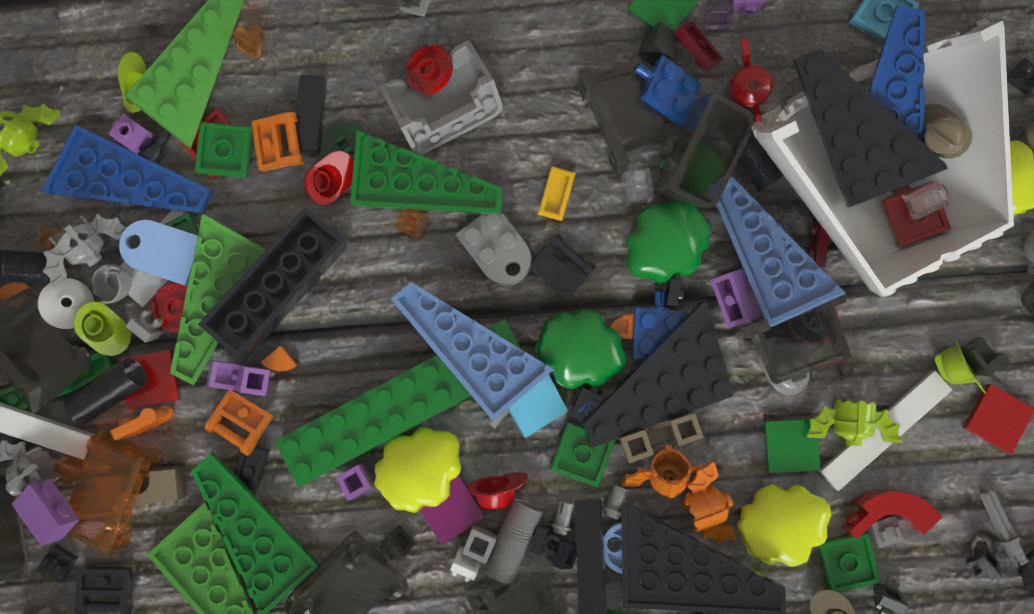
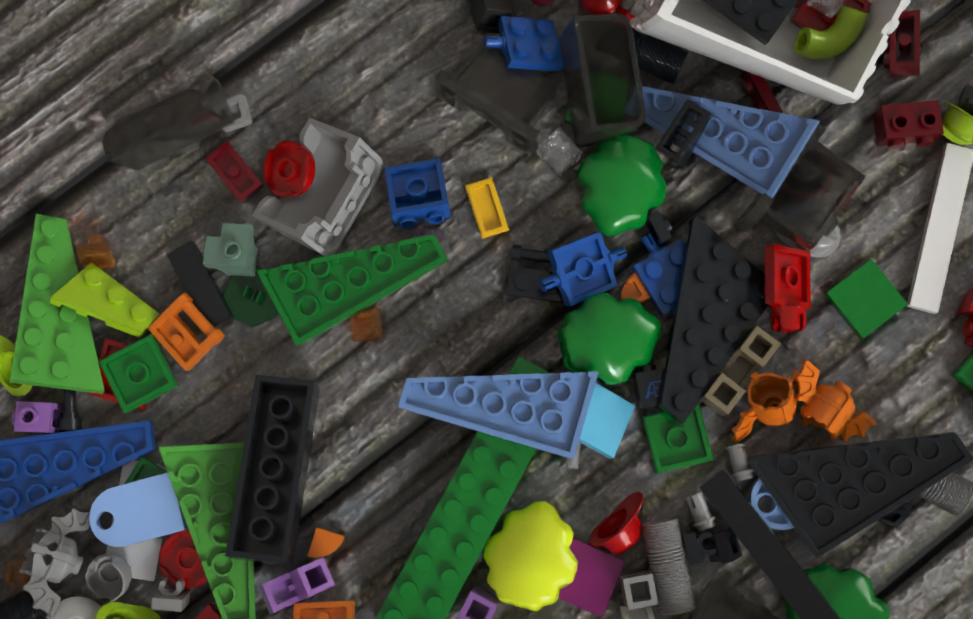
camera: 35 degrees left, 5 degrees down
(234, 80) = (102, 297): none -> lime wing
(329, 177) = (259, 333): red piece -> none
(348, 104) = (233, 251): none -> sand green brick
(388, 45) = (234, 172): none -> dark red plate
(494, 246) = (461, 296): light grey plate -> none
(512, 149) = (417, 193): none -> blue plate
(596, 285) = (582, 268): none -> blue plate
(726, 230) = (692, 138): none -> black slope
(736, 298) = (721, 194): medium lavender brick -> none
(738, 398) = (787, 287): none -> red plate
(784, 524) = (910, 377): neon yellow piece -> none
(854, 422) = (908, 238): lime helmet -> none
(901, 237) = (834, 40): none -> lime cylinder
(915, 337) = (908, 124): none -> dark red brick
(954, 277) = (904, 46): none -> dark red brick

